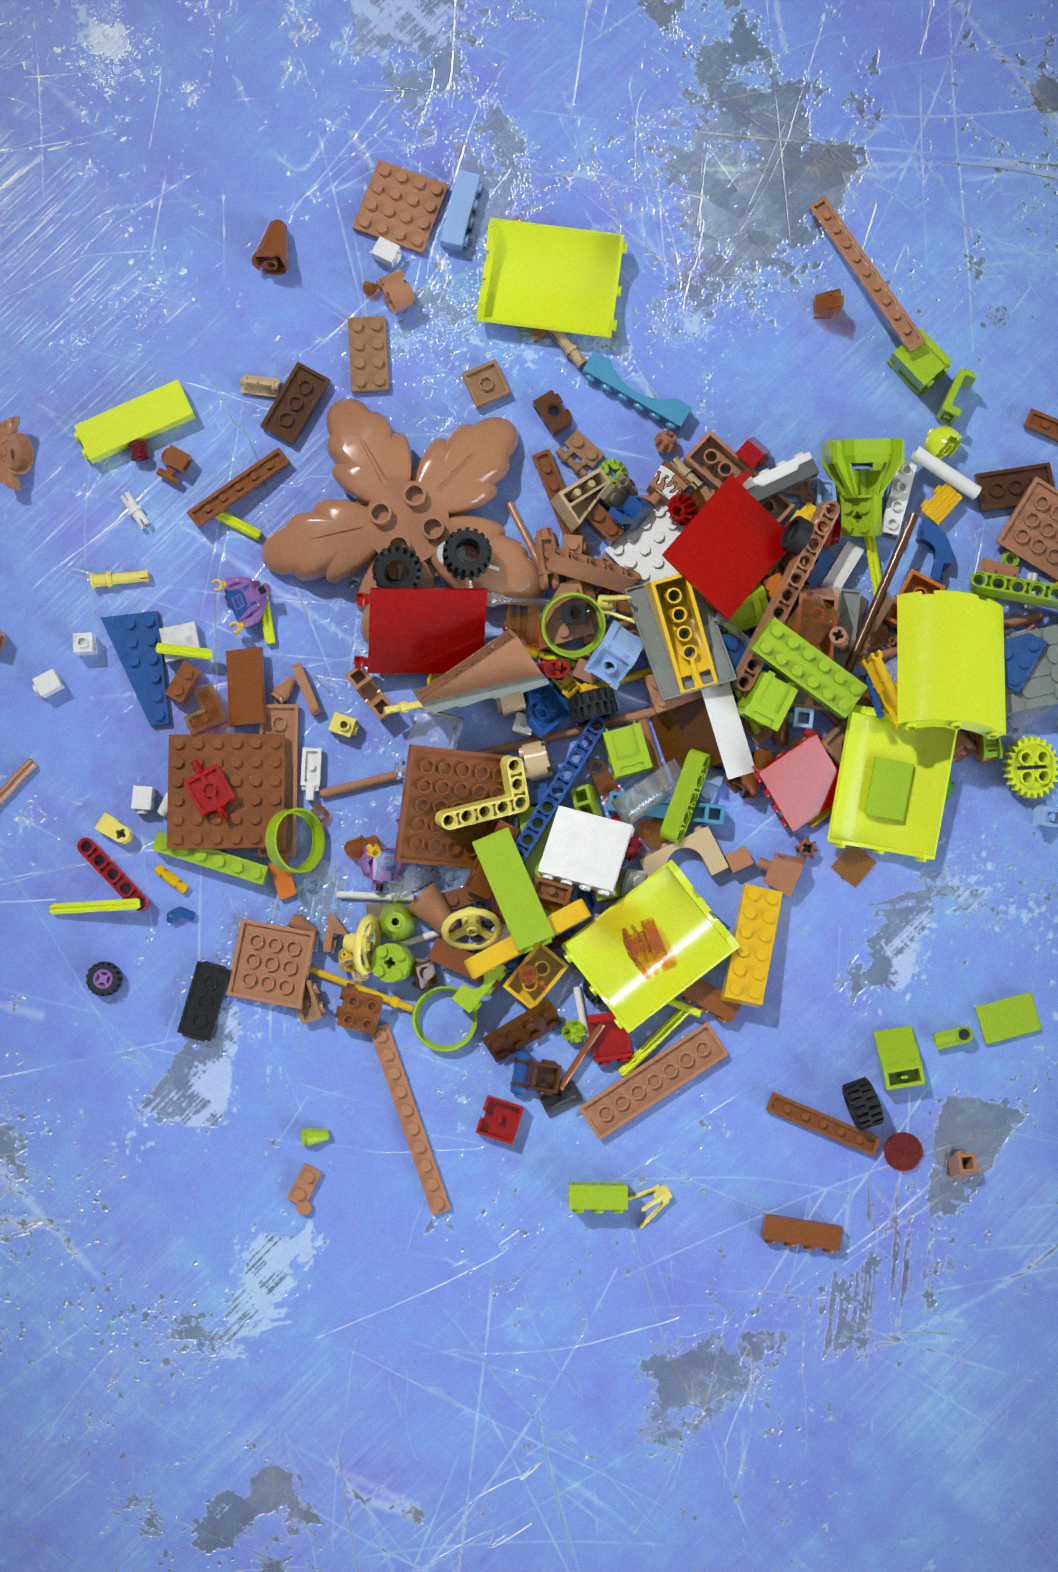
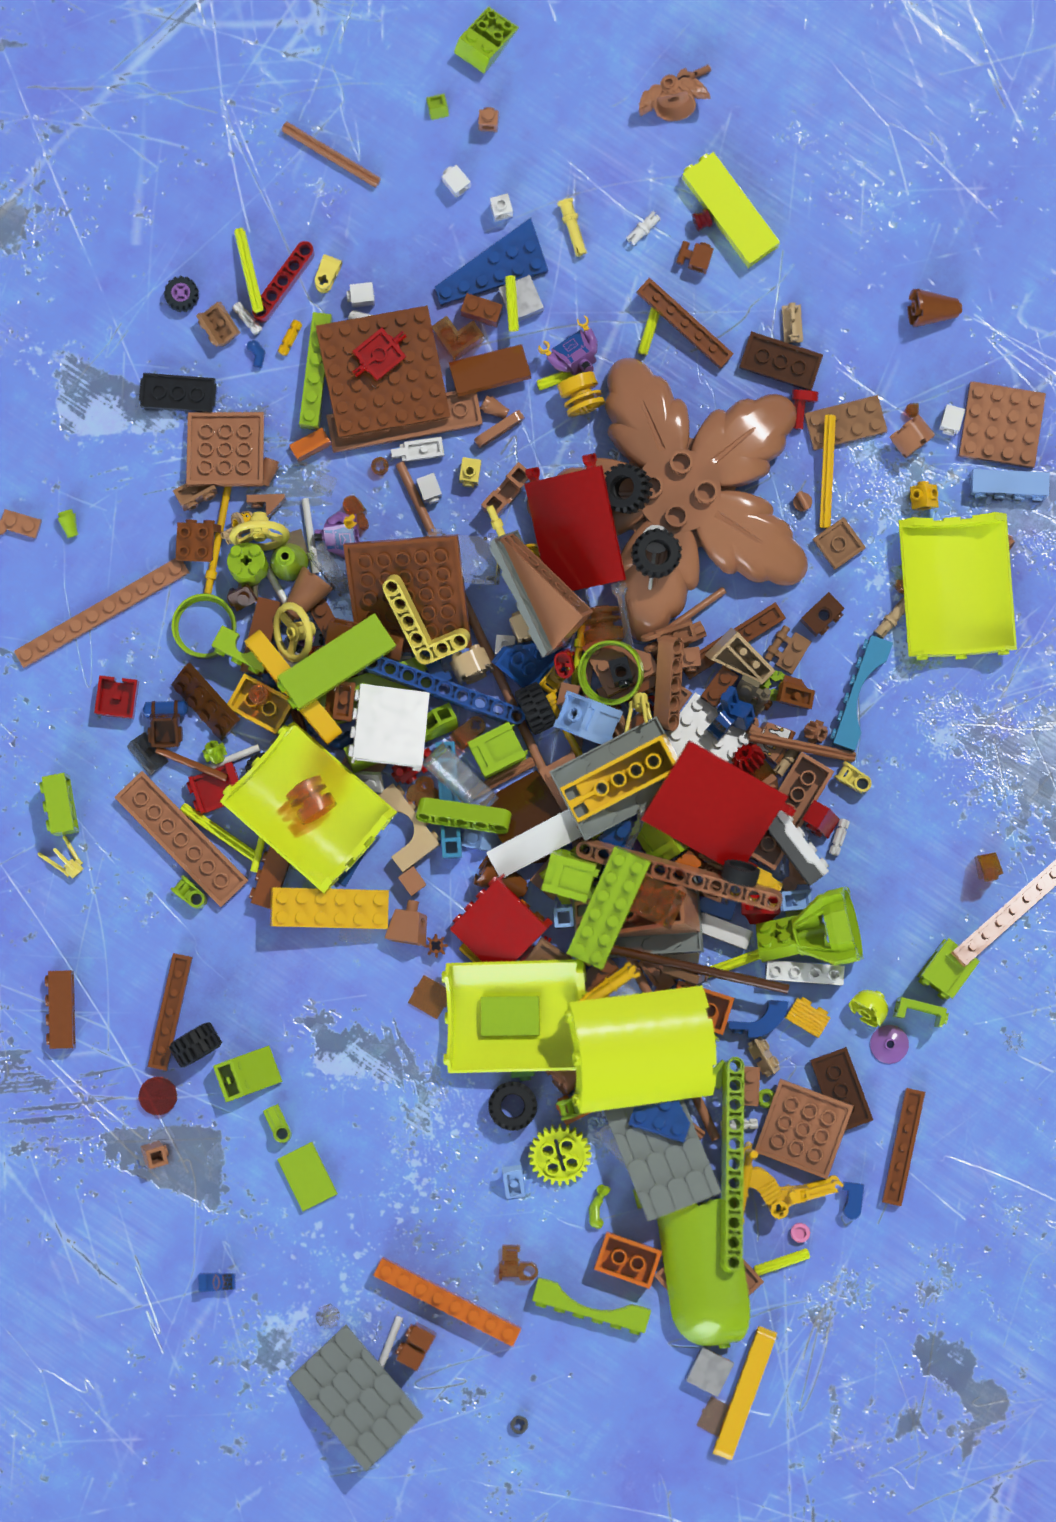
camera: 80 degrees right, 0 degrees up
(142, 918) = (247, 318): none -> white axle
(144, 947) = (218, 325): none -> medium nougat bracket
(289, 601) = (582, 396): none -> yellow wheel
(317, 834) = (347, 471): lime piece -> none
(335, 392) = (799, 398): none -> red piece
(352, 768) = (429, 488): none -> white brick
(412, 379) = (827, 471): none -> yellow axle
(437, 410) = (802, 501): none -> nougat plate
(456, 293) = (924, 496): none -> yellow brick
(624, 454) = (795, 693): none -> dark orange slope
(644, 529) = (720, 725): none -> blue leg
(678, 457) = (801, 746): none -> nougat axle
(707, 1083) = (187, 890): none -> lime piece
(715, 417) = (852, 777): none -> light yellow piece
(771, 441) = (839, 837): none -> white axle
(781, 737) = (544, 900): clear orange cone -> none
(840, 639) = (643, 933): nougat pin -> none
(874, 697) = (592, 982): blue bar -> none
(946, 472) = (839, 1015): white piece -> none
(973, 441) = (879, 1044): none -> medium lavender dish
(976, 551) = (760, 1048): none -> tan hinge
(991, 800) = (528, 1113): none -> black tyre

